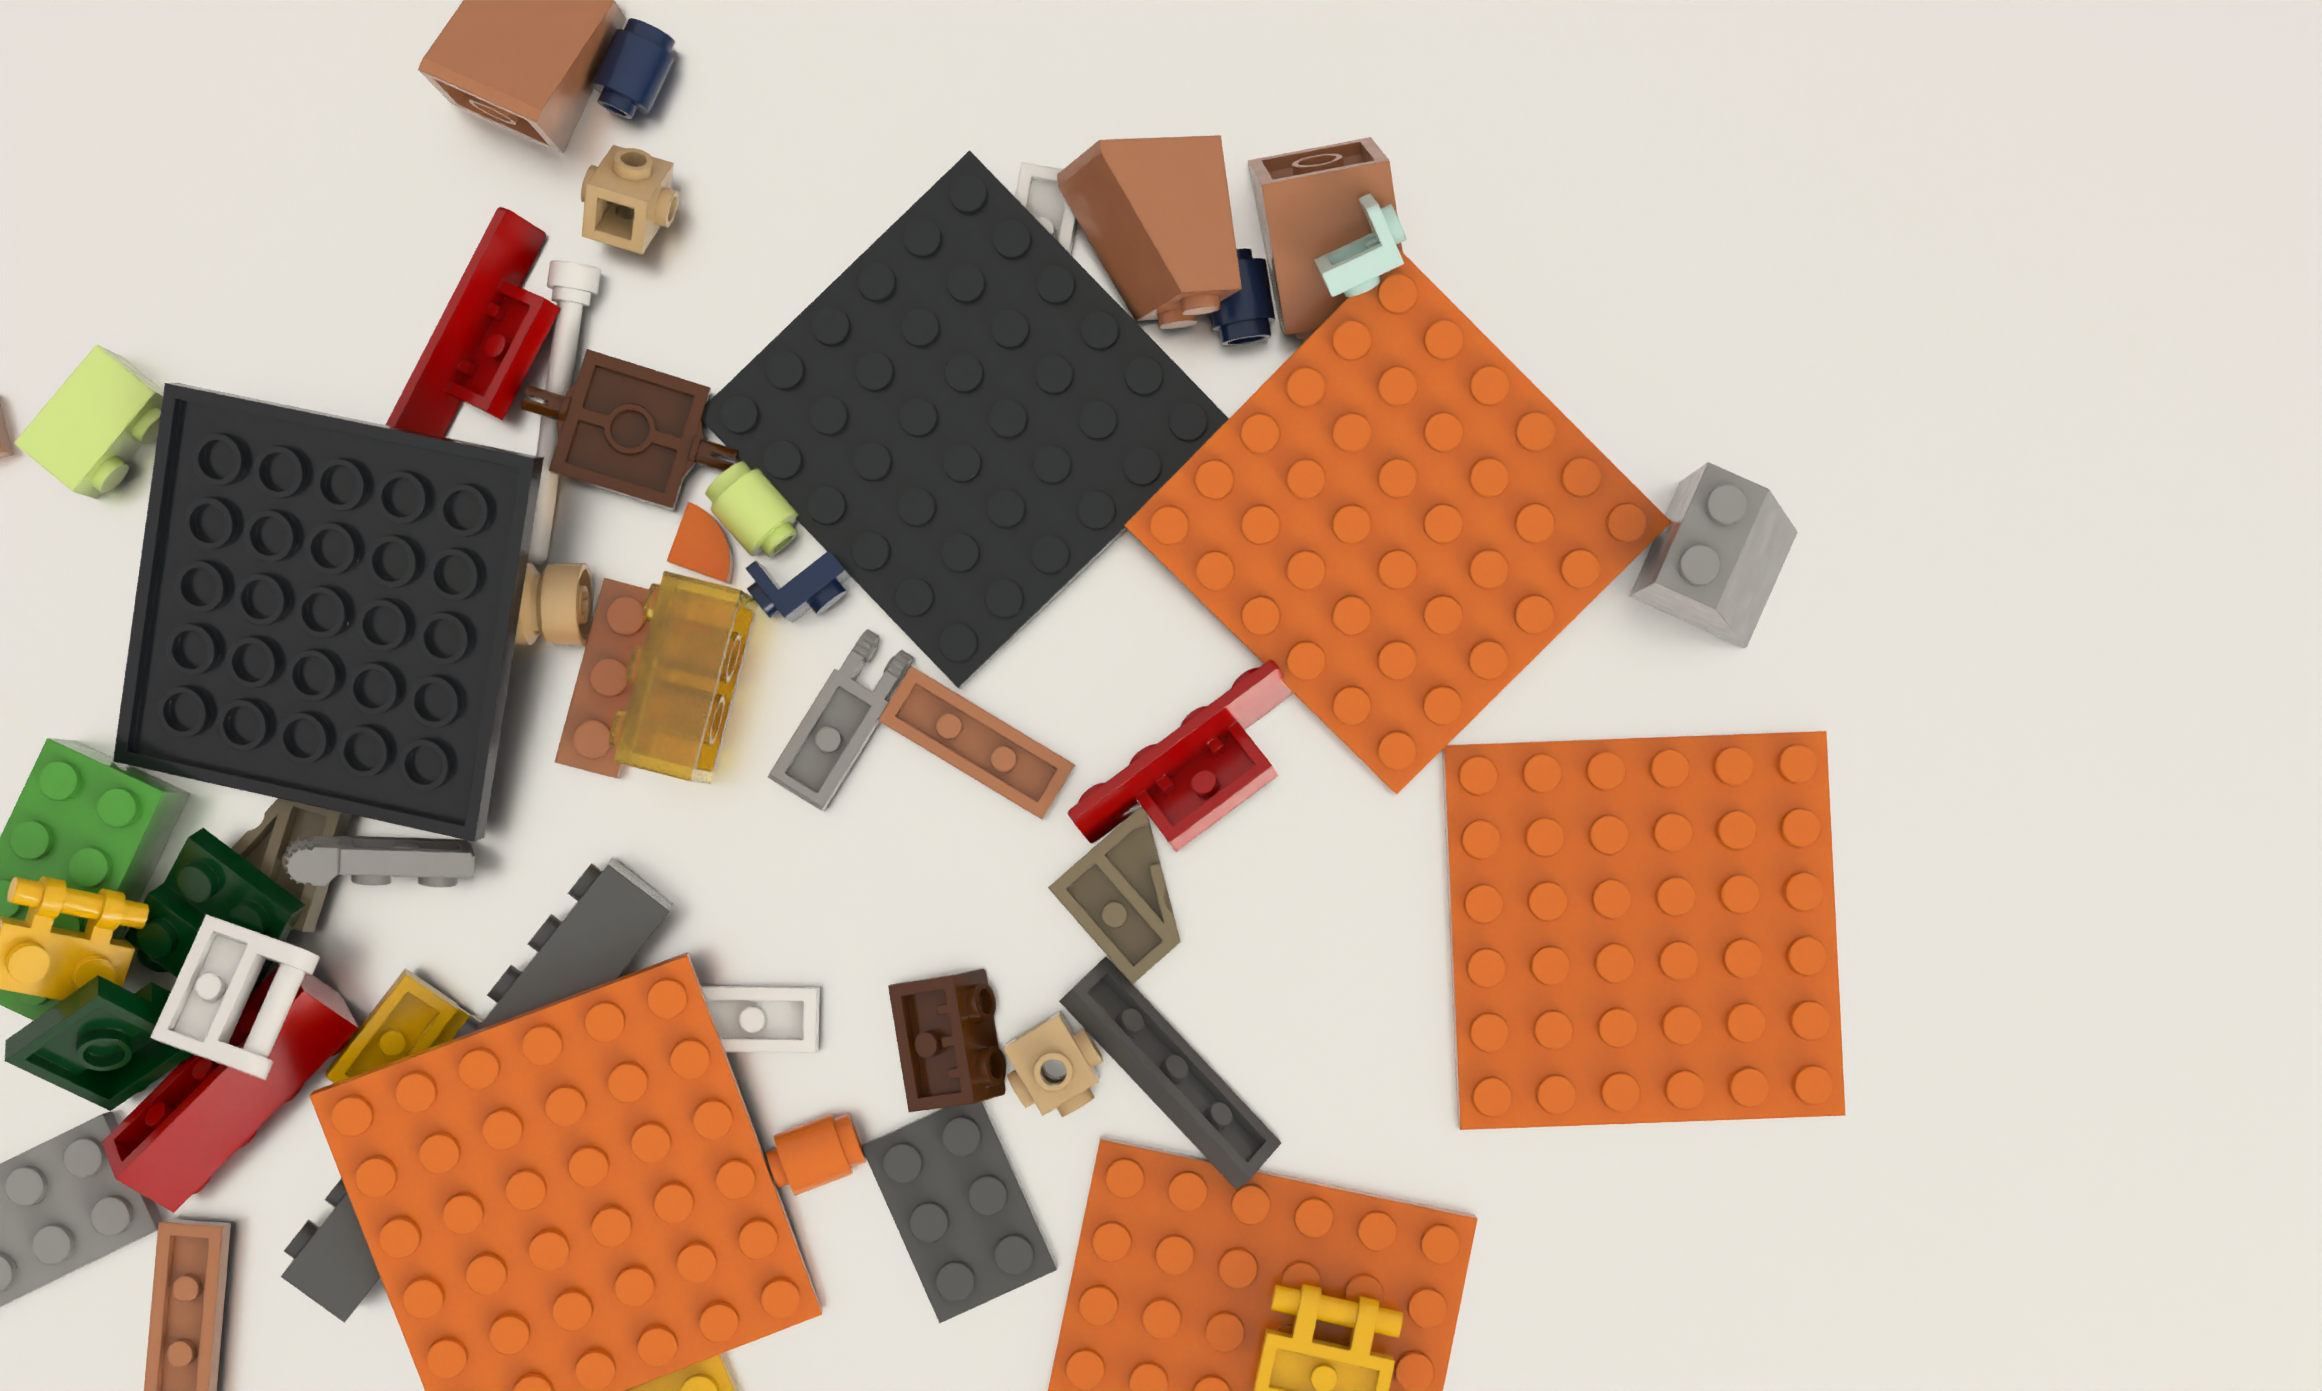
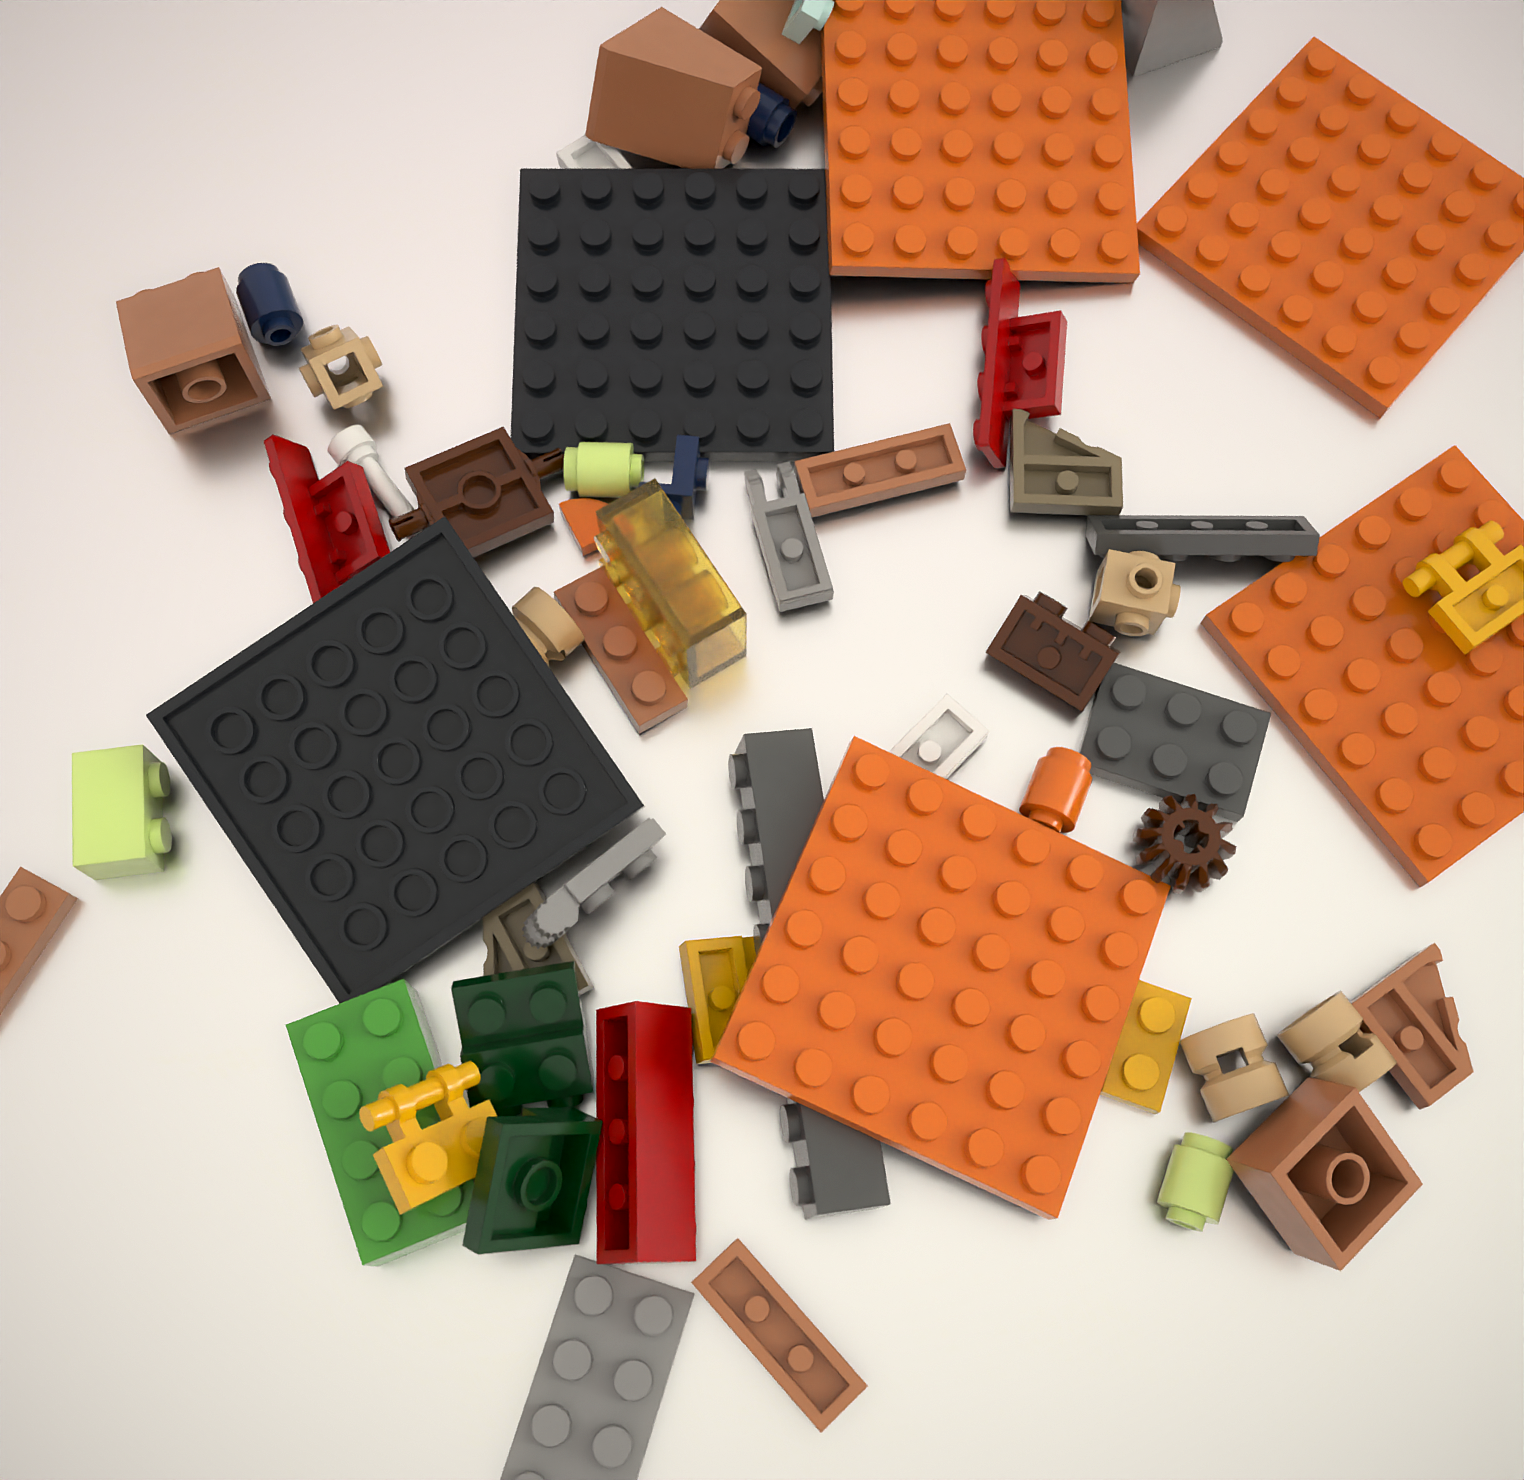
camera: 50 degrees left, 15 degrees down
(216, 988) = (576, 1058): white plate -> none
(888, 1305) = (1199, 833): none -> reddish brown gear

